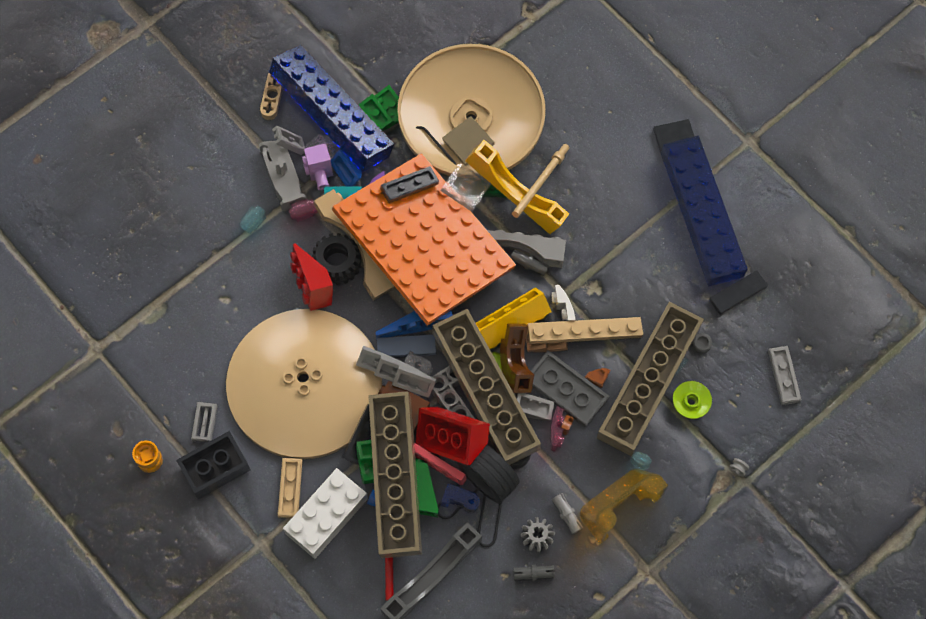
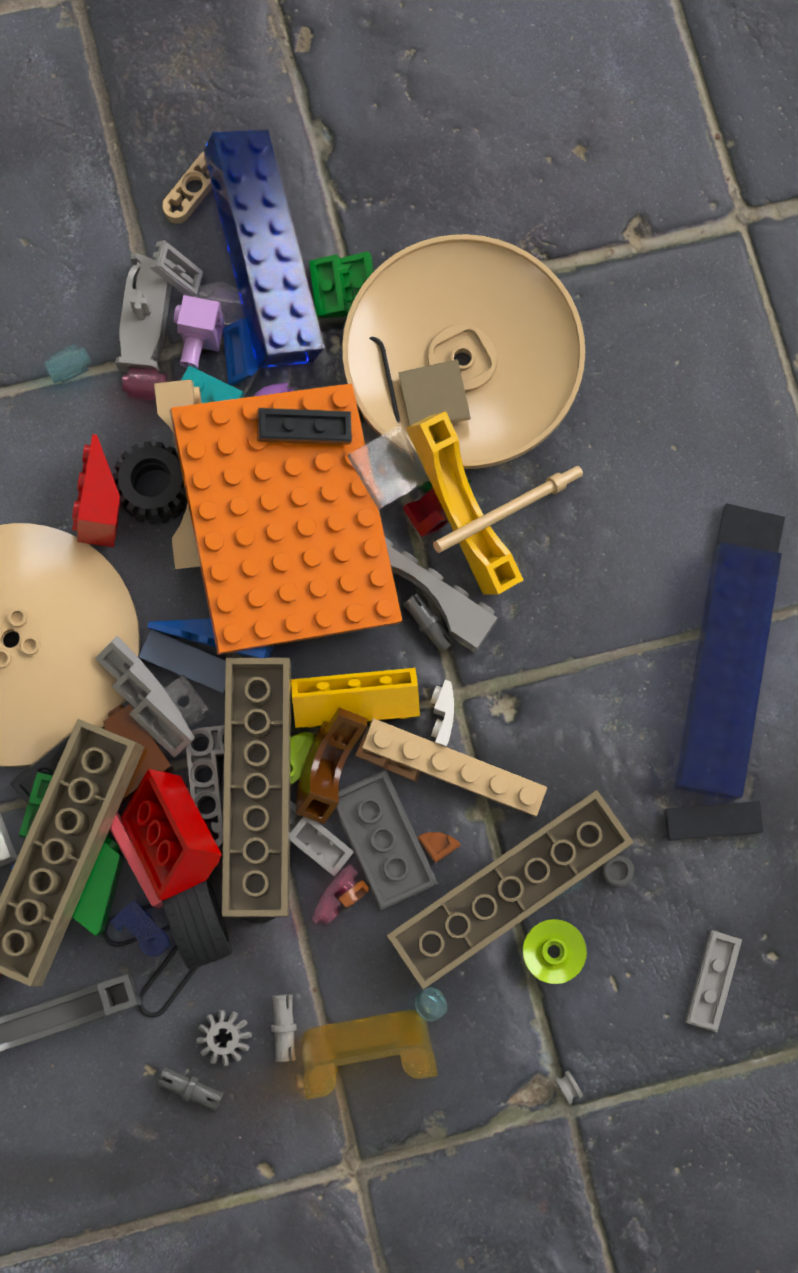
camera: 25 degrees right, 10 degrees up
(497, 204) = (426, 514): none -> dark red panel

